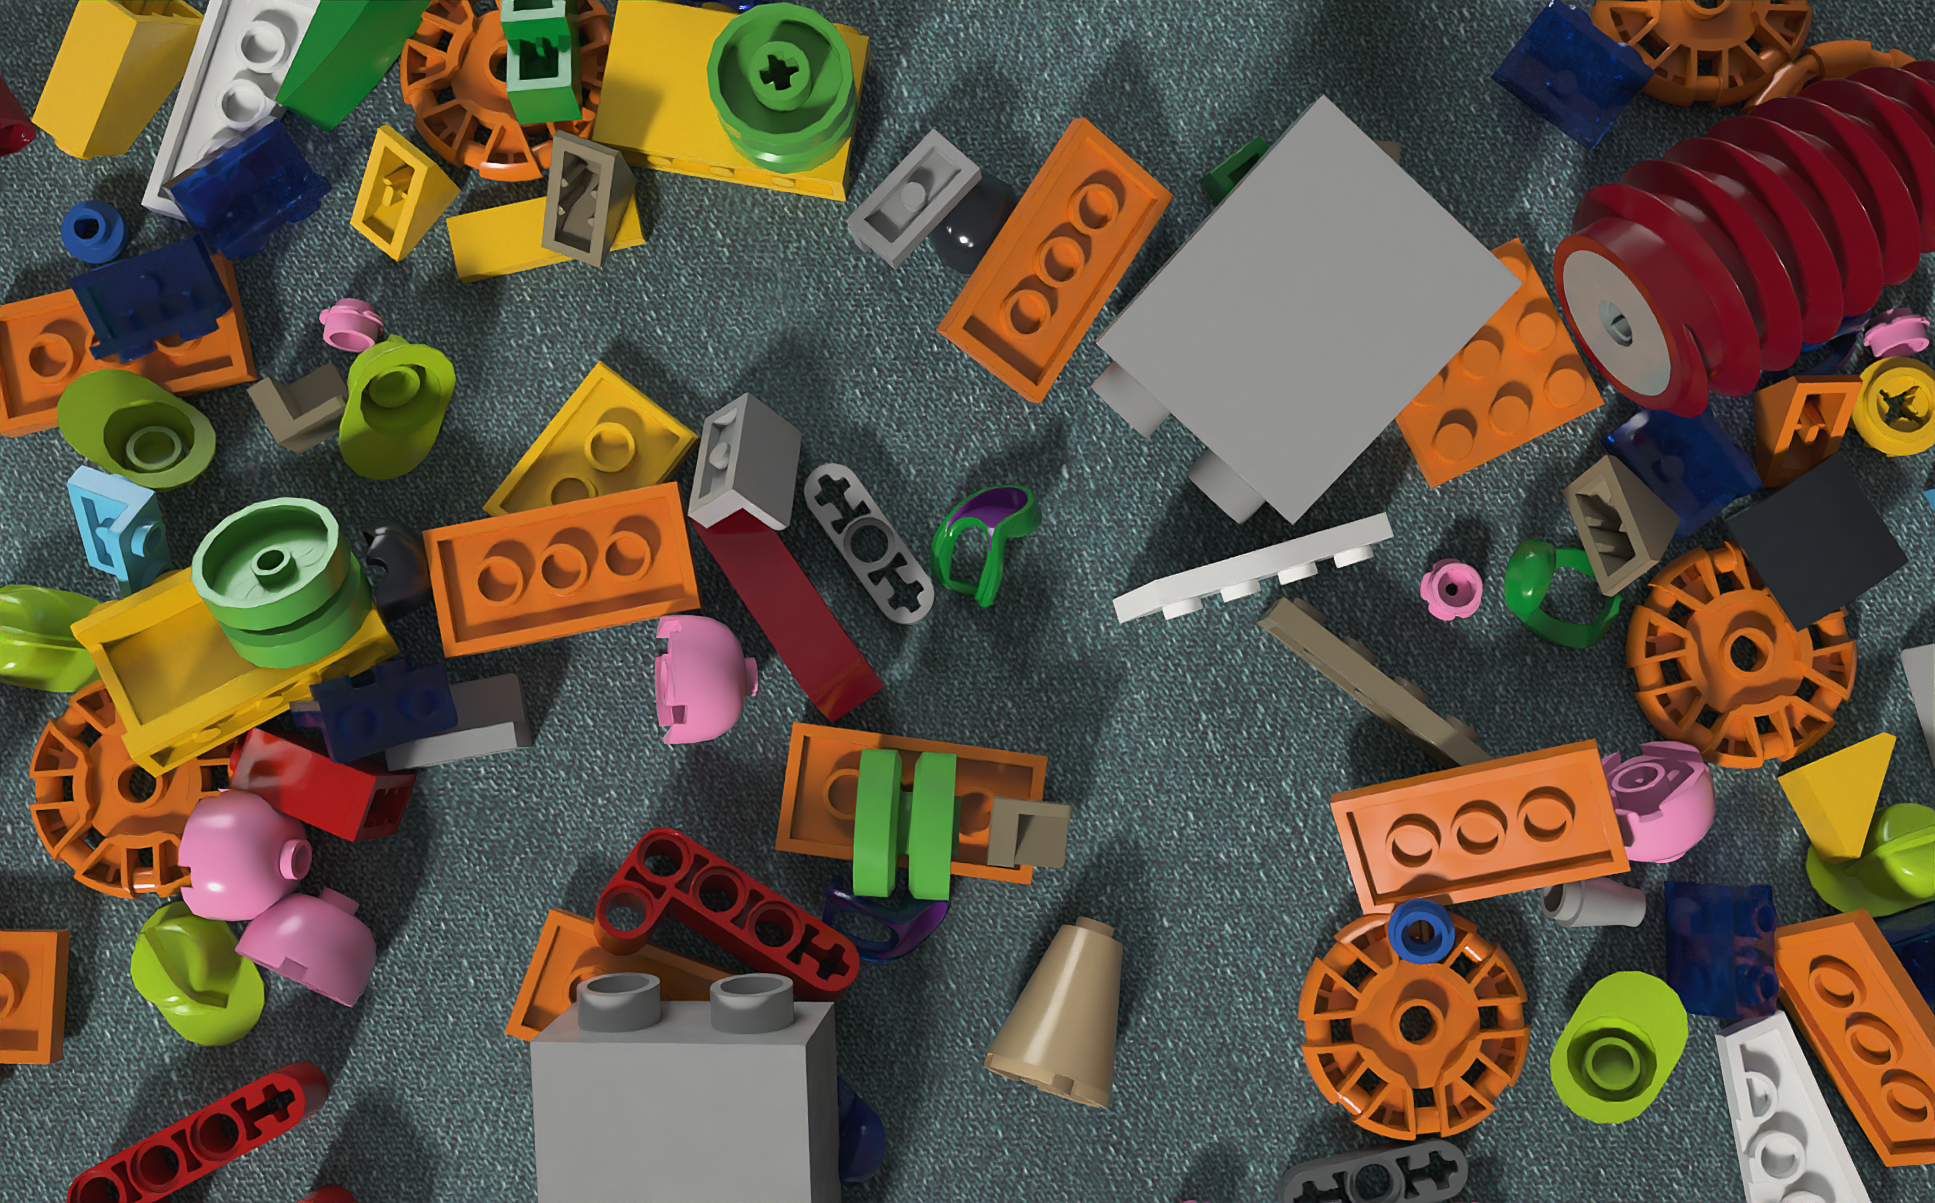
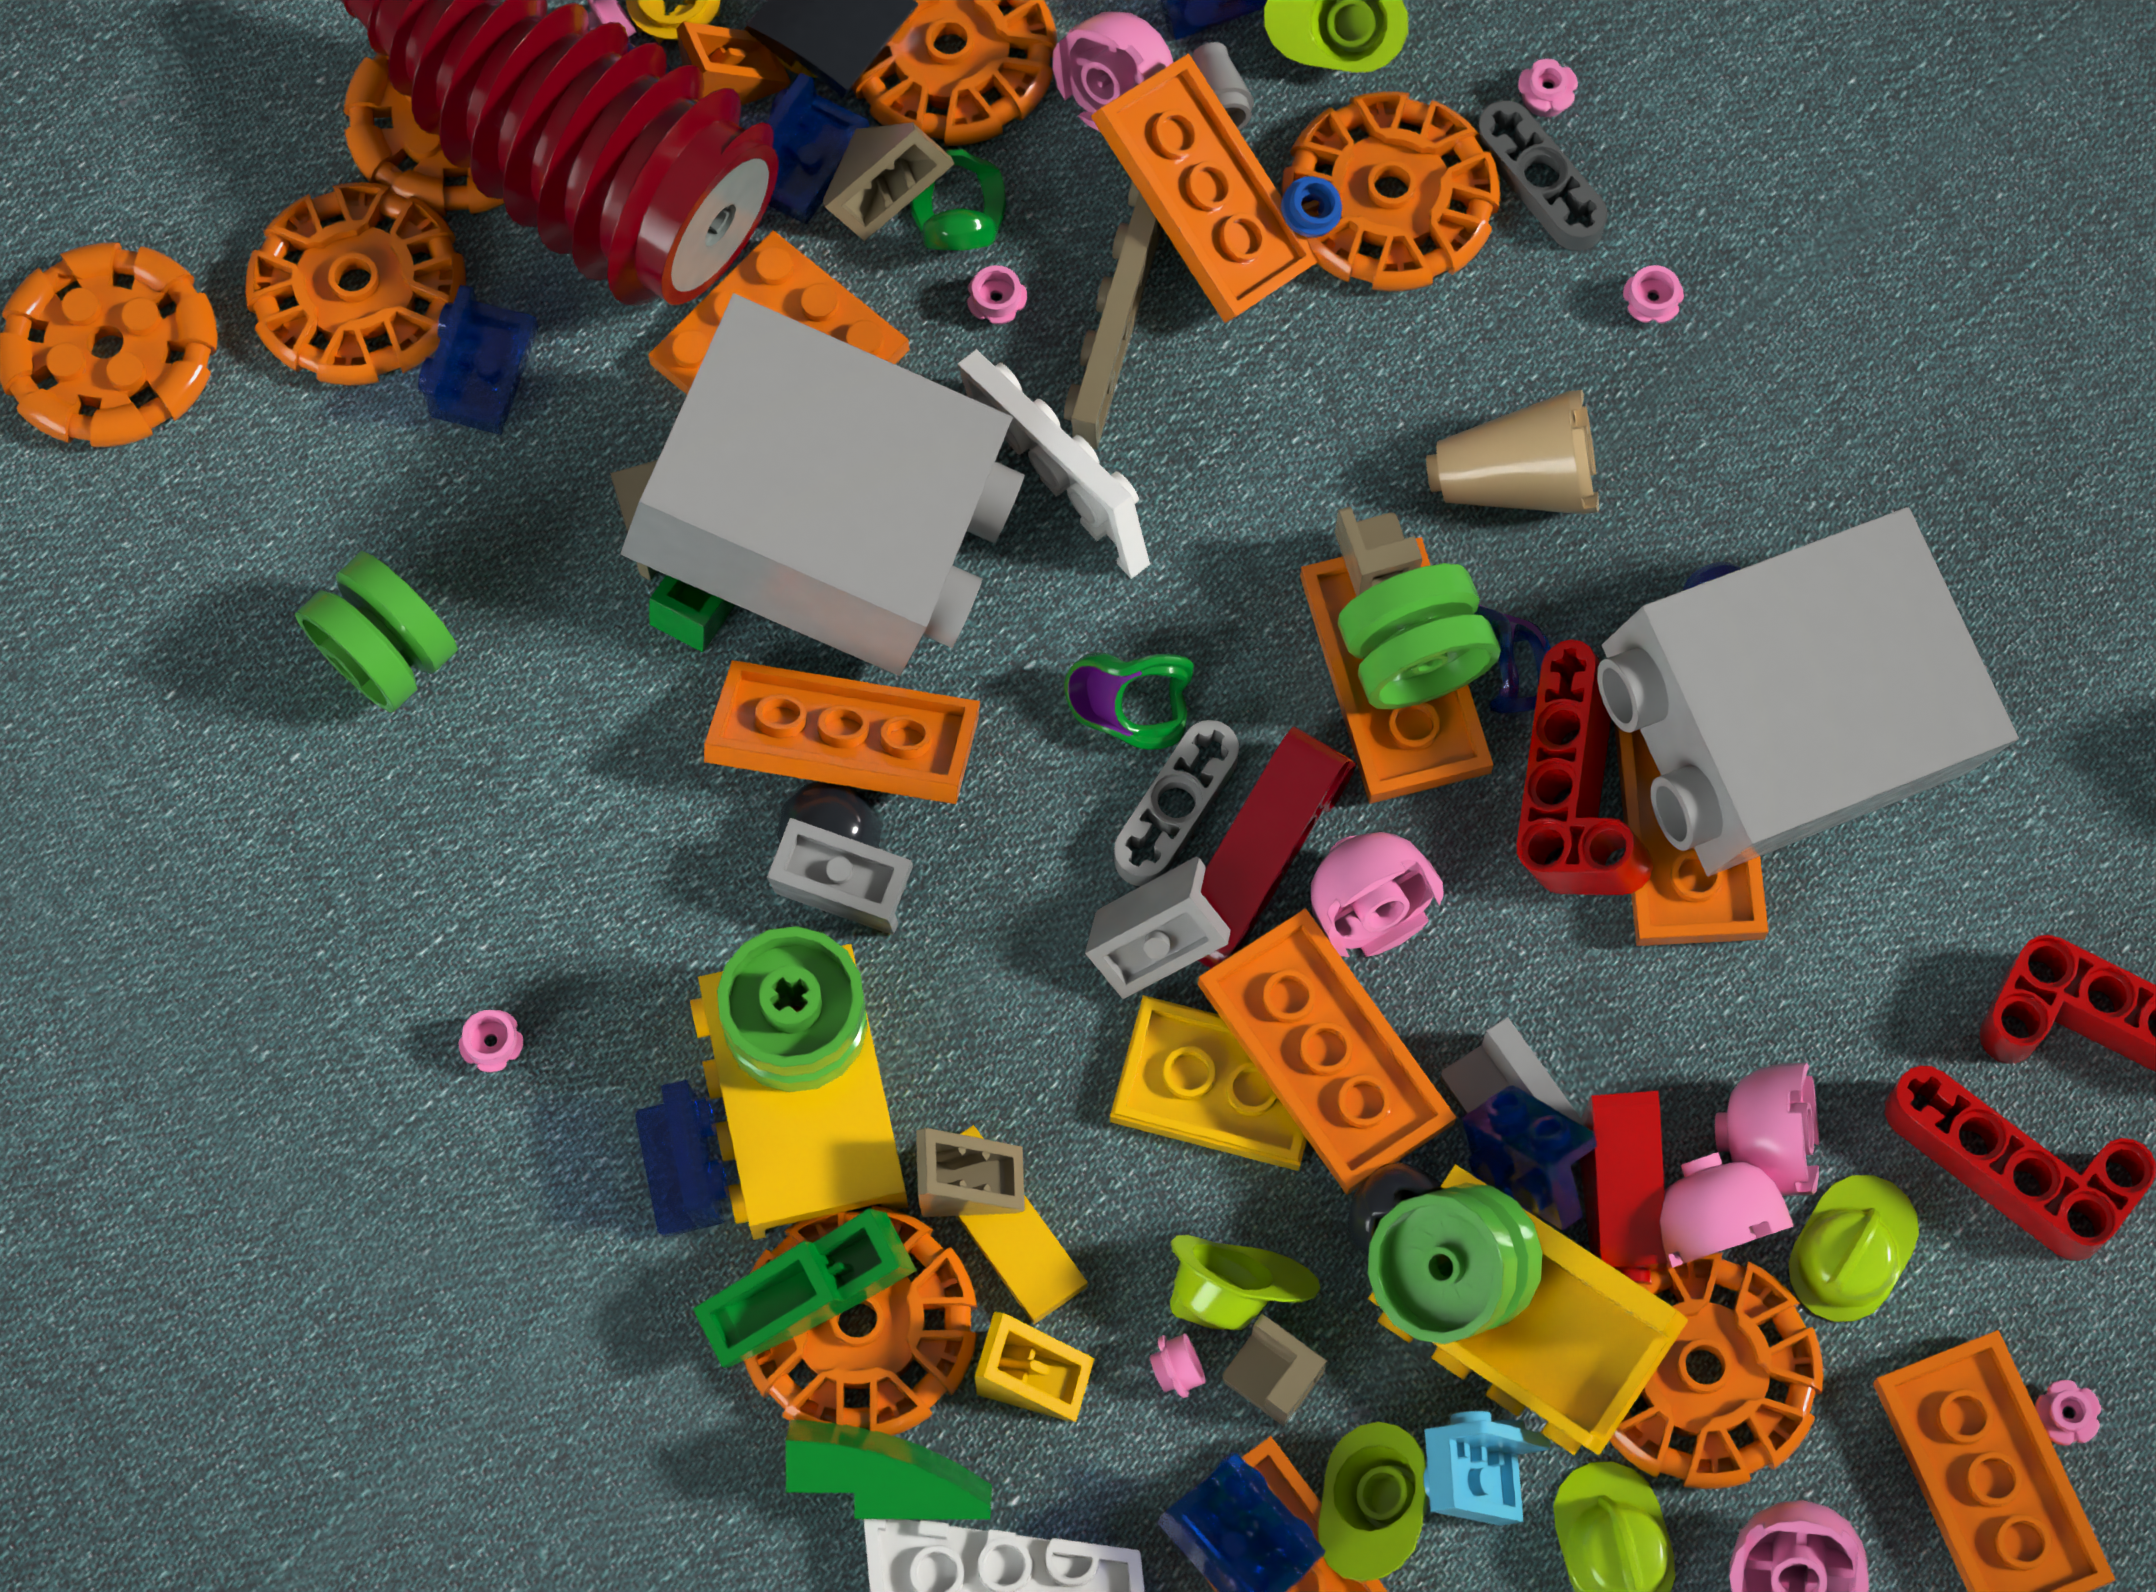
camera: 110 degrees left, 15 degrees down
(248, 190) = (1092, 1502): clear blue bracket -> none

